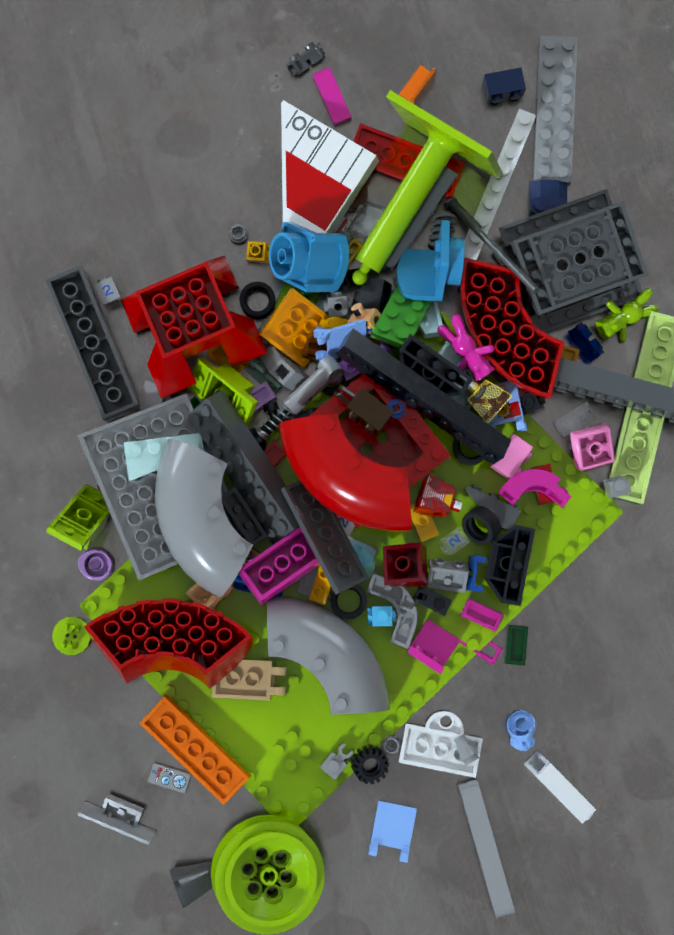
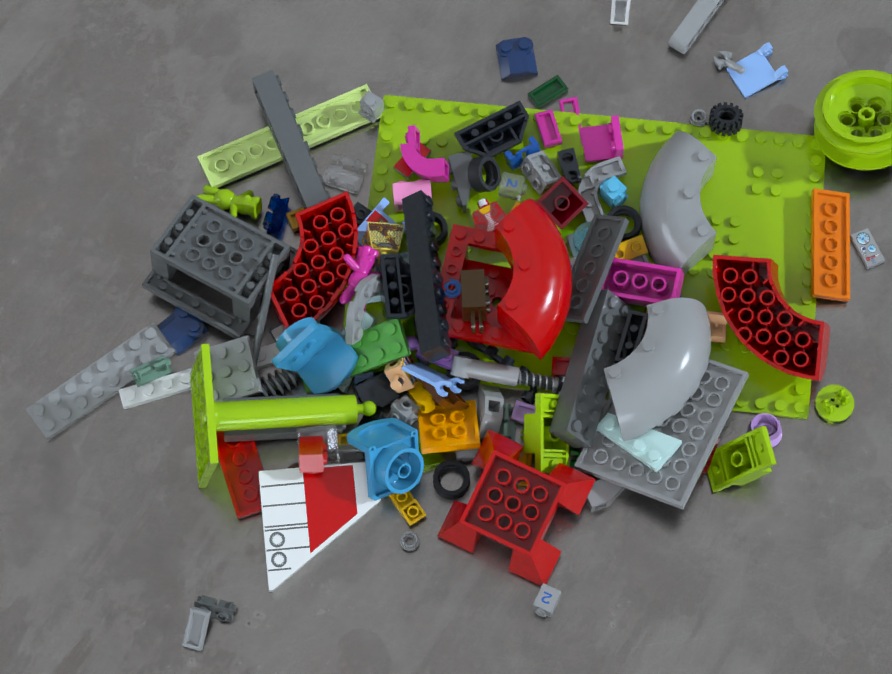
camera: 130 degrees left, 15 degrees down
(93, 343) = (598, 574): dark grey brick -> none
(250, 681) = (743, 240): tan tile -> none
(300, 31) = (196, 628): none -> light grey tile
(332, 96) = (231, 561): dark pink tile -> none
(334, 763) = (747, 143): light grey plate -> none
(354, 201) = (312, 454): none -> red brick
(418, 84) = (166, 499): orange panel -> none
(418, 814) = (727, 62): none -> light grey bar
(435, 745) = (667, 84): white plate -> none
(448, 334) = (364, 291): none -> light grey plate
(466, 750) = (655, 61): light grey cone -> none
(478, 199) = (234, 369): none -> light grey plate
(504, 85) = (112, 432): dark blue brick -> none
(521, 728) = (605, 40): light blue hair -> none
(530, 147) = (151, 370): none -> sand green hinge
(567, 645) = (516, 58): none -> dark blue slope
(601, 452) = (354, 146): bright pink brick -> none

